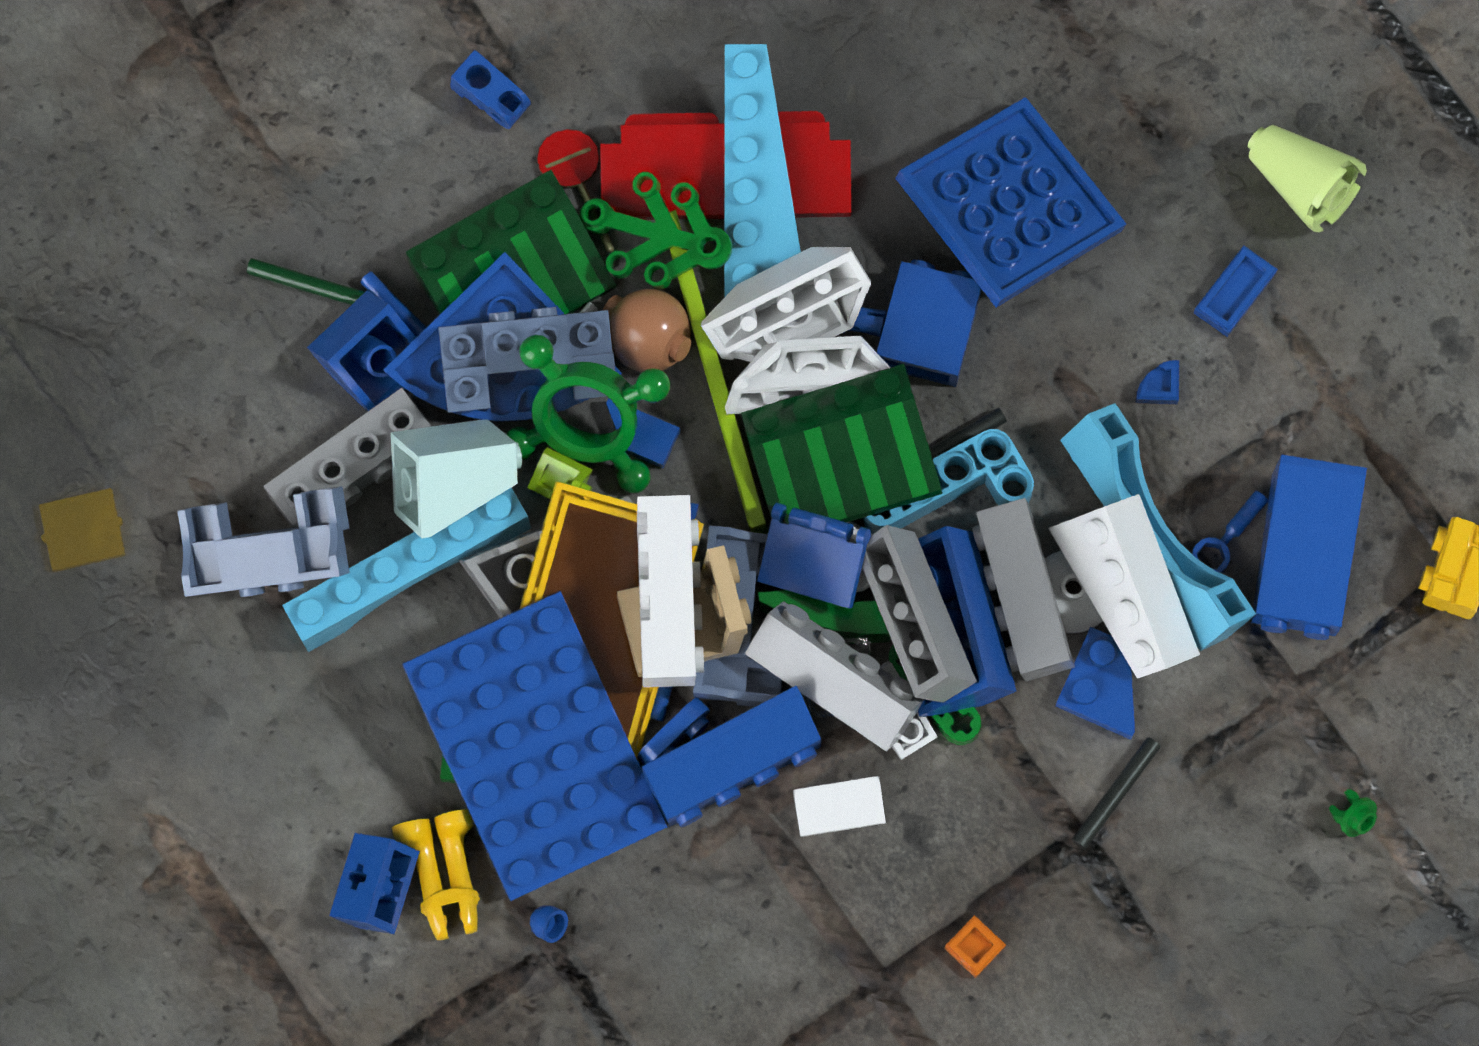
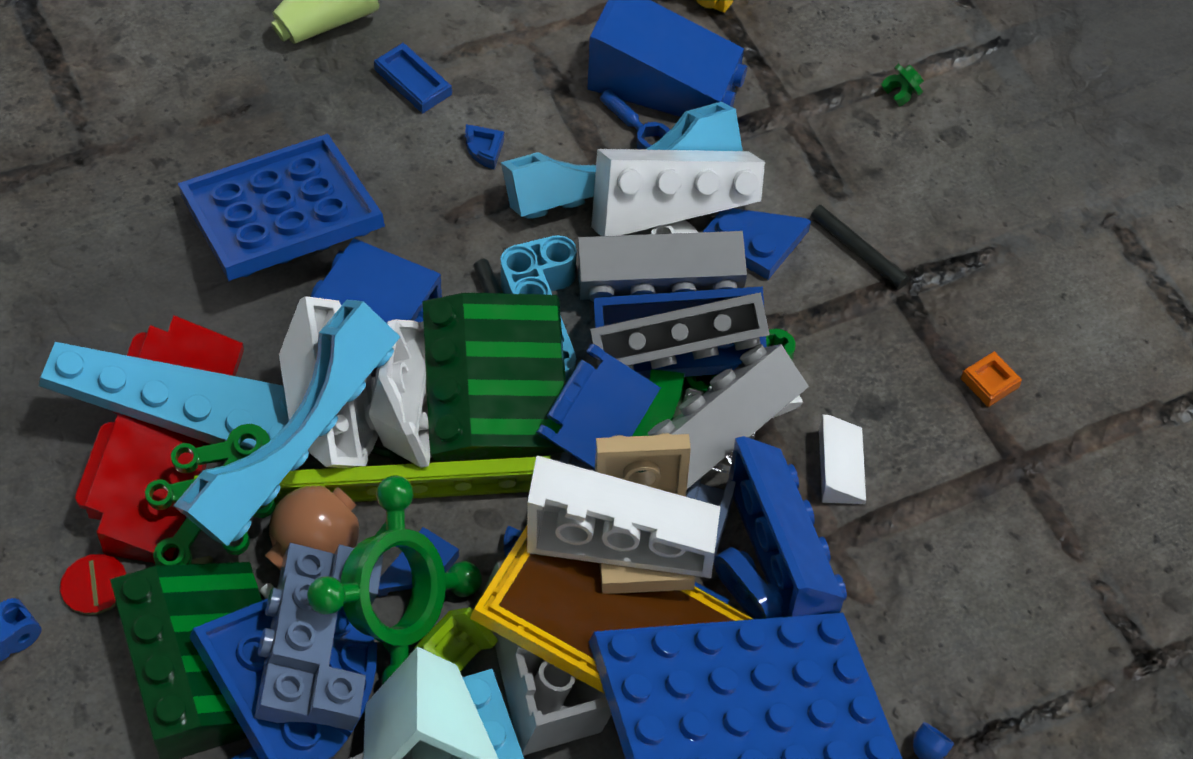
camera: 85 degrees left, 20 degrees down
(640, 244) = (348, 351): none -> medium azure arch

